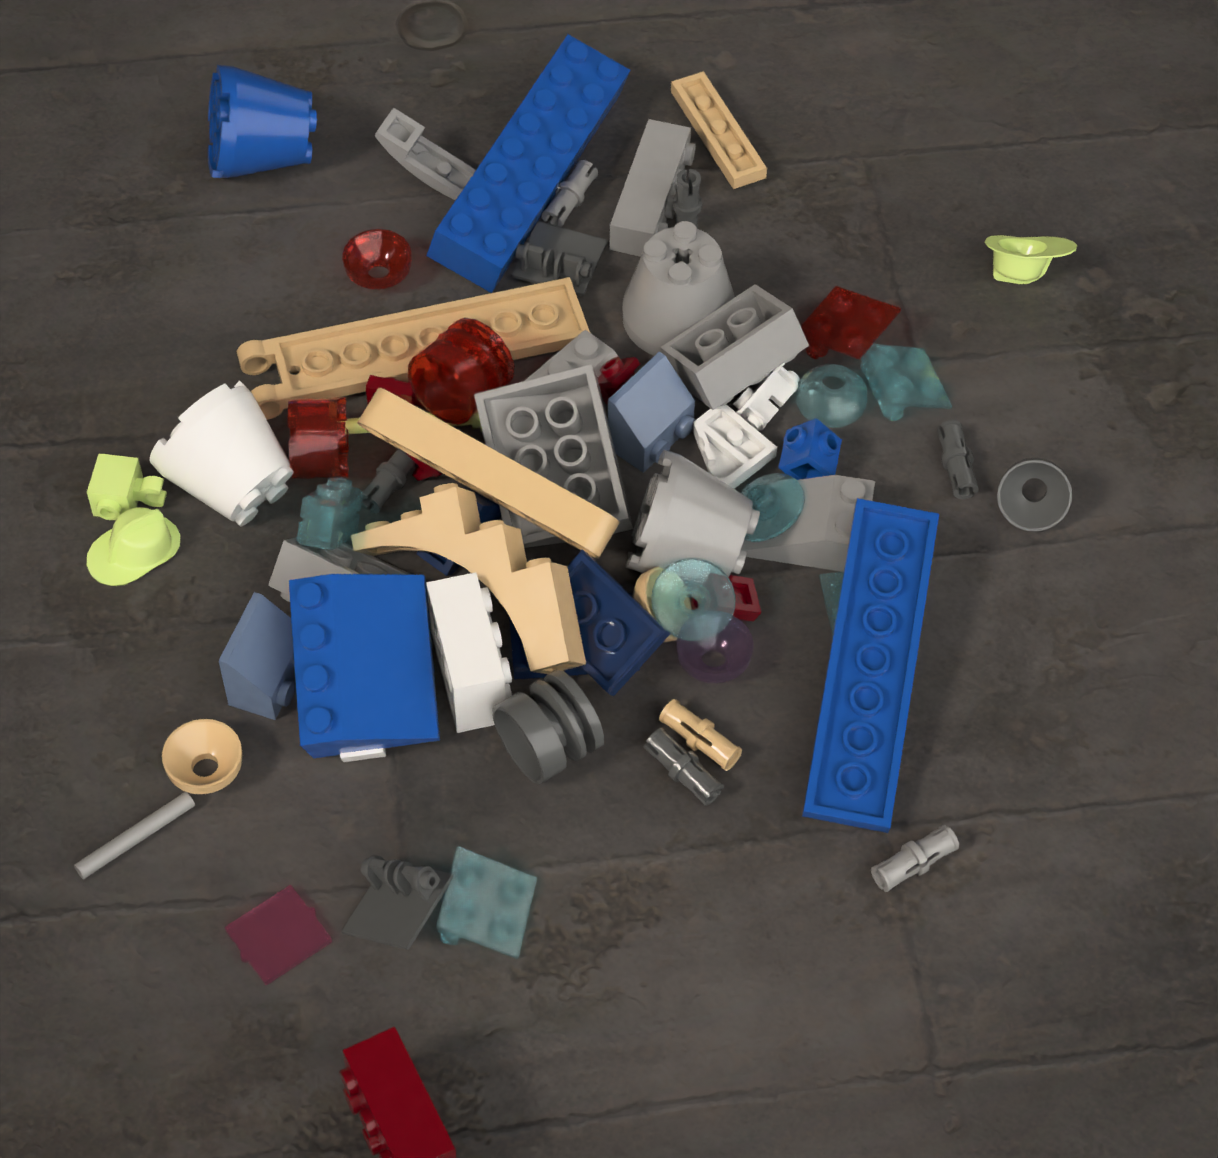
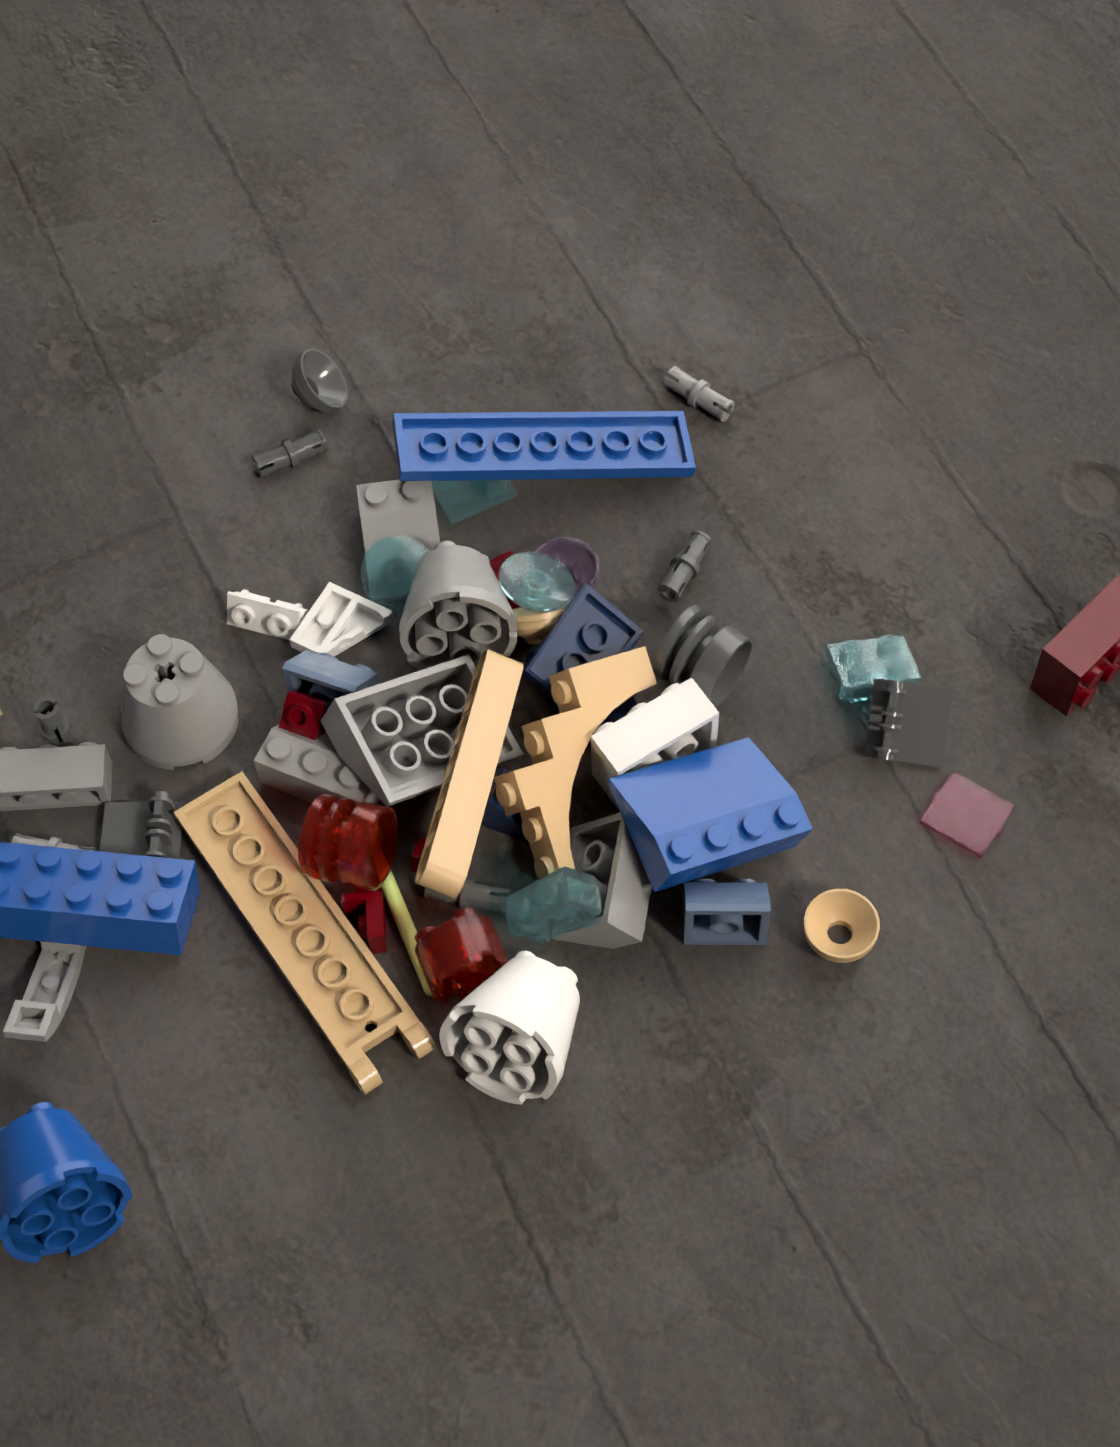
camera: 105 degrees left, 5 degrees up
(119, 485) = (576, 1132): yellowish green brick -> none
(133, 547) = (632, 1100): yellowish green piece -> none
(134, 835) = (933, 963): light grey bar -> none
(377, 249) = (199, 980): clear red piece -> none
(719, 749) = (648, 564): tan pin -> none
(735, 346) = (236, 629): light grey brick -> none
(810, 451) = (330, 539): blue brick -> none
(828, 405) = (253, 575): clear light blue piece -> none
(846, 323) = (168, 559): clear red hinge -> none
(902, 379) = (210, 509): clear light blue hinge -> none
(1025, 258) = (35, 440): yellowish green piece -> none

